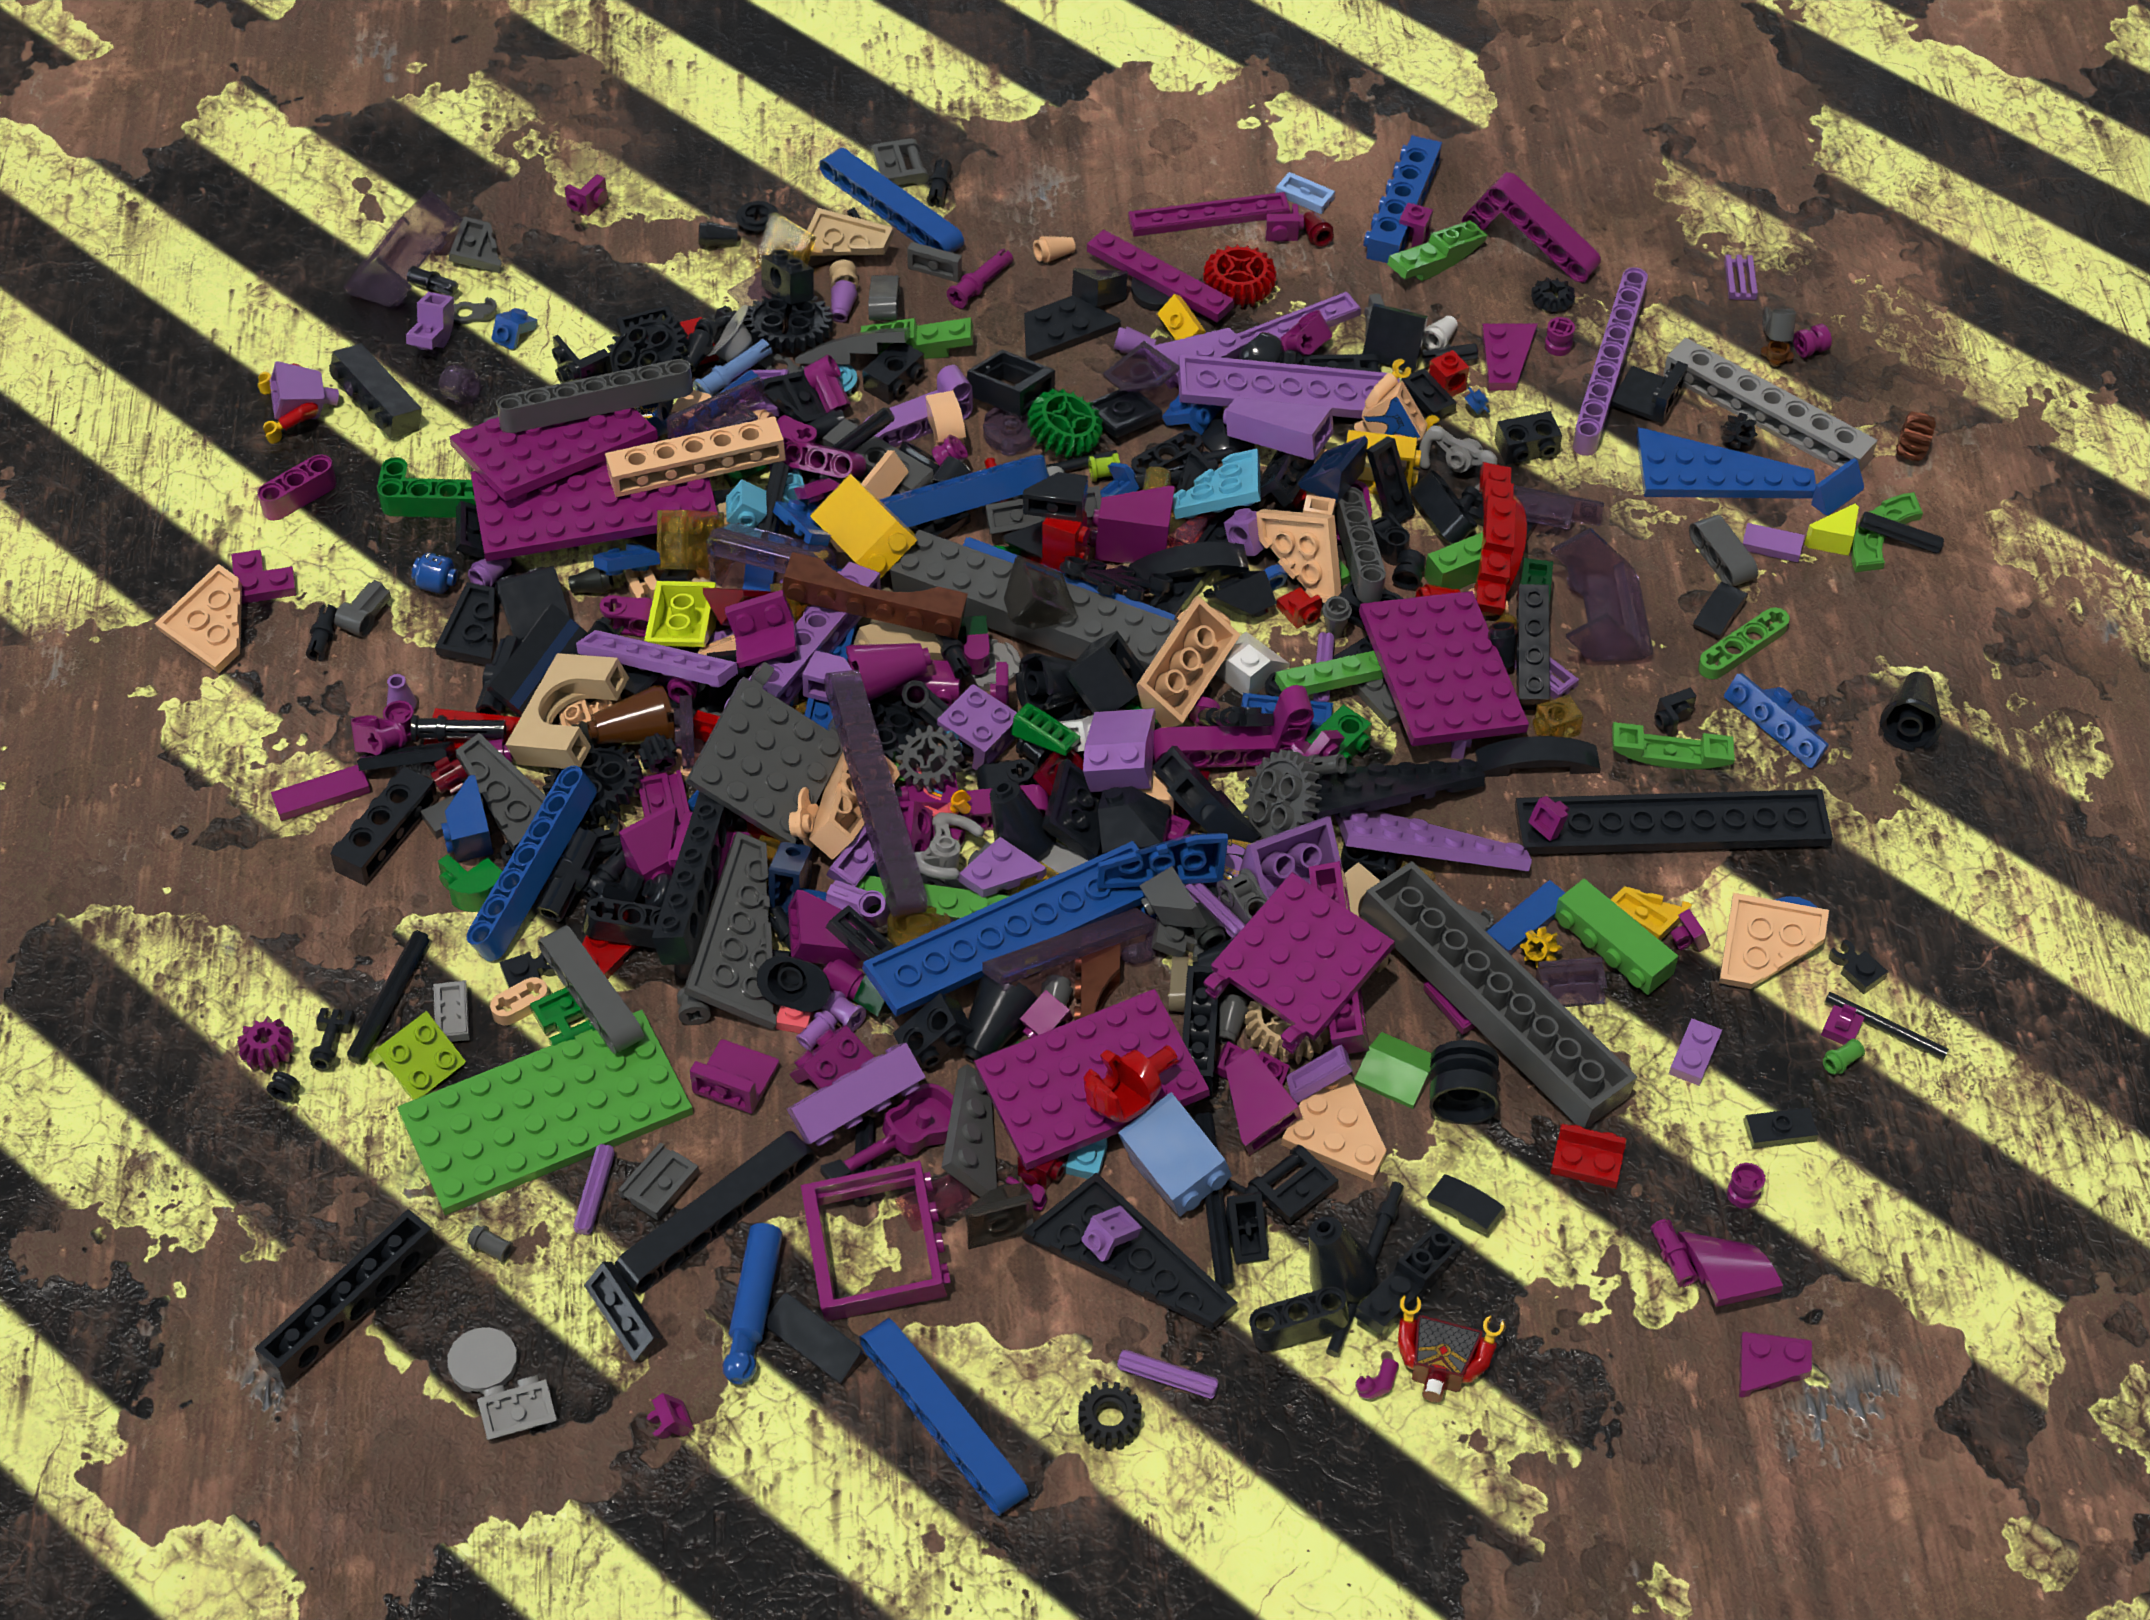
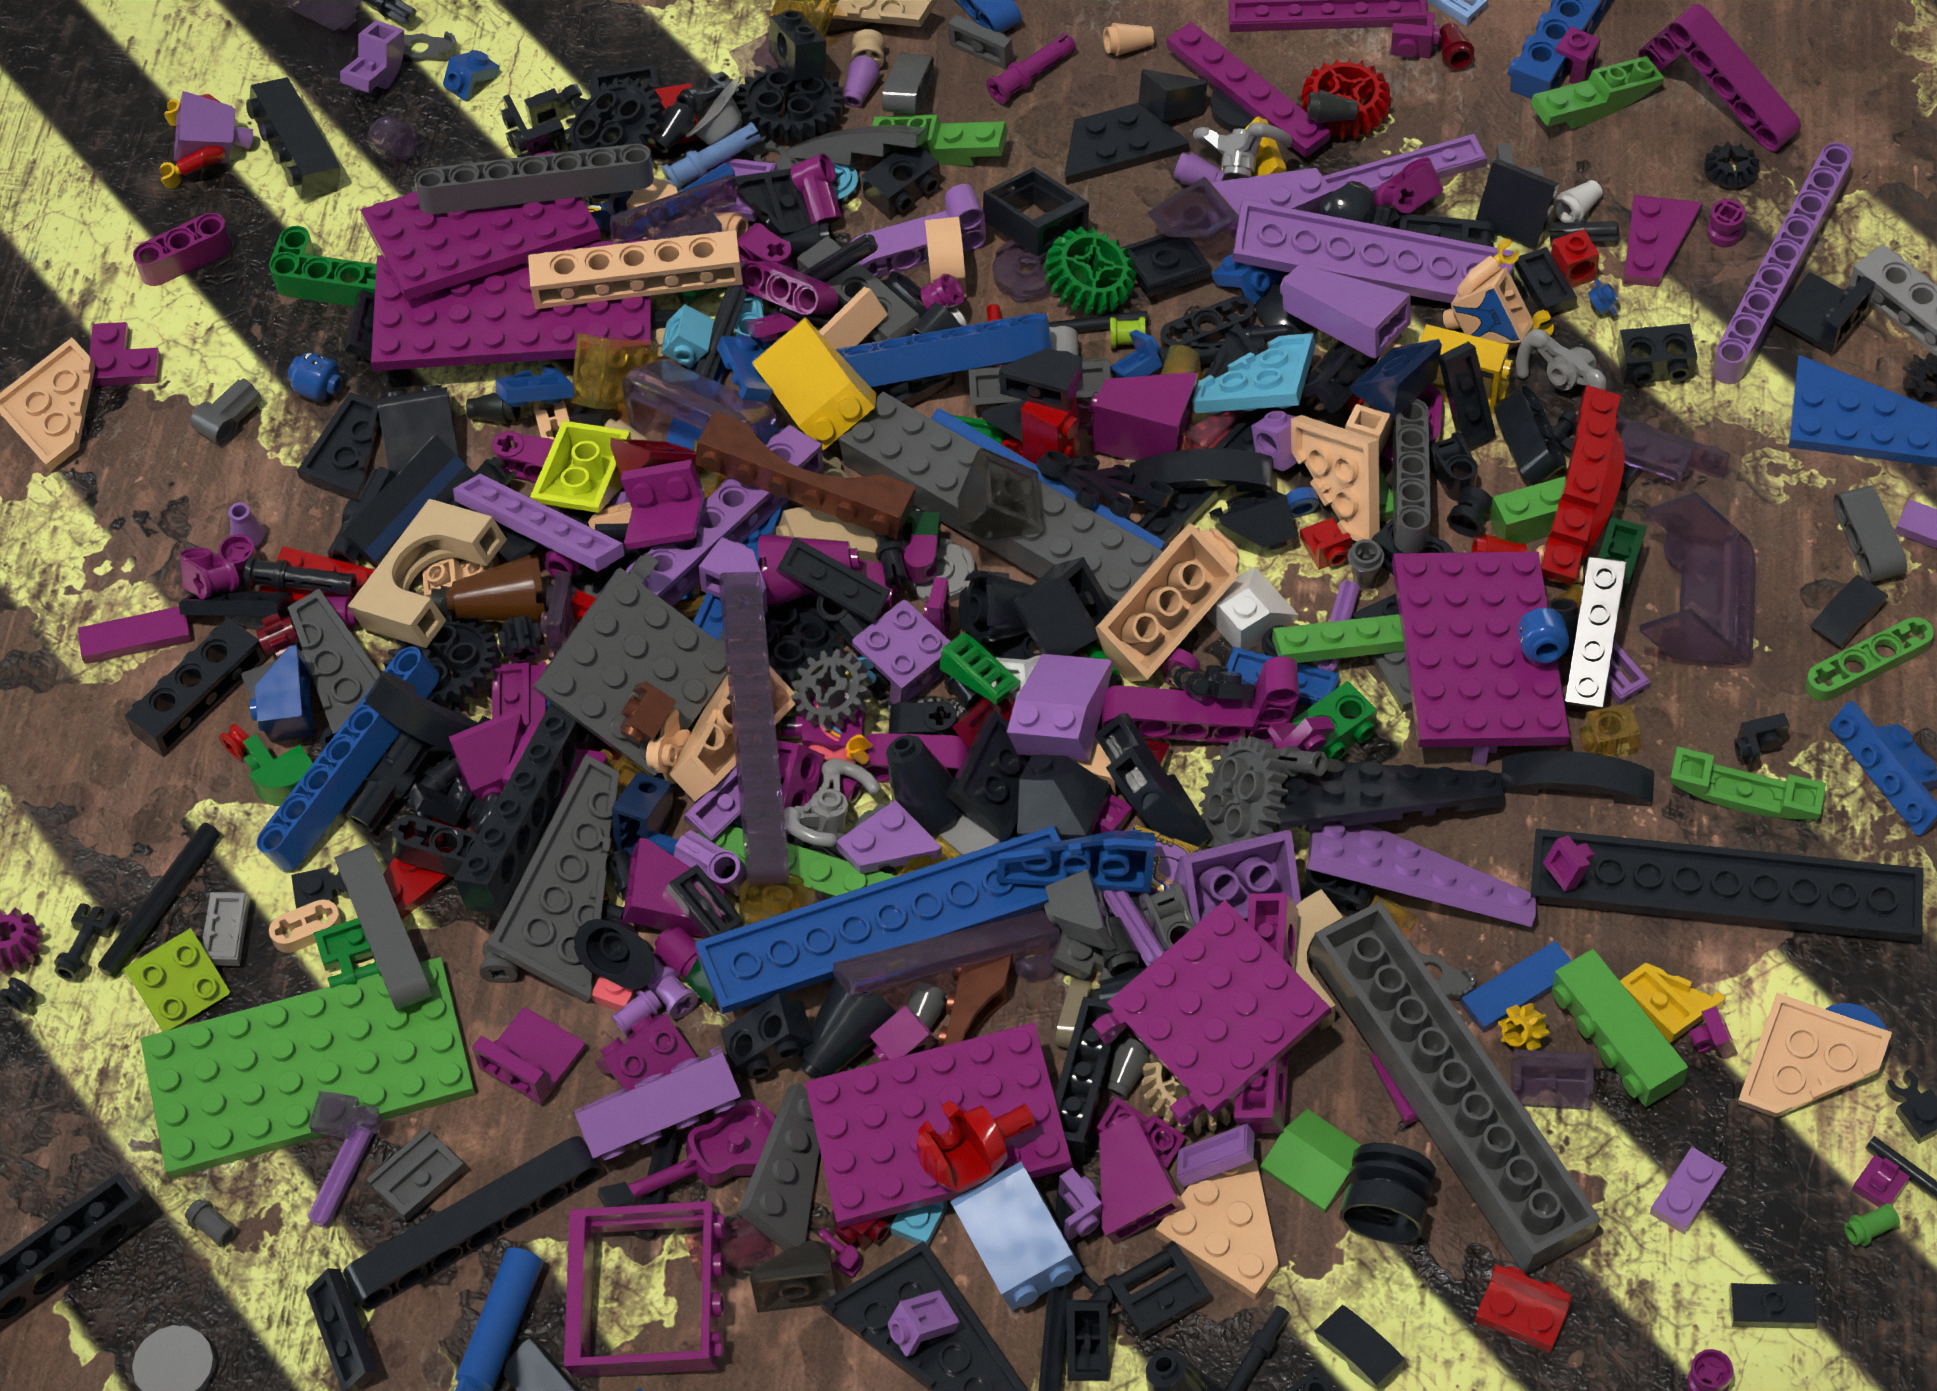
camera: 15 degrees right, 5 degrees up
(321, 633) = (174, 435): black pin -> none
(428, 864) = (234, 741): none -> red bush
(488, 572) = (376, 384): medium lavender cone -> none
(584, 1141) = (339, 1113): none -> clear purple plate
(586, 816) = (422, 718): none -> black slope
(589, 343) = (551, 105): none -> black plate
(783, 790) = (645, 713): none -> copper brick
(914, 673) = (833, 580): none -> black tile
(1166, 316) = (1241, 147): none -> light grey piece
(1220, 1121) = (1083, 1200): none -> medium lavender bracket
(1232, 280) = (1330, 107): none -> pearl dark grey cone
(1494, 648) = (1543, 635): none -> blue head

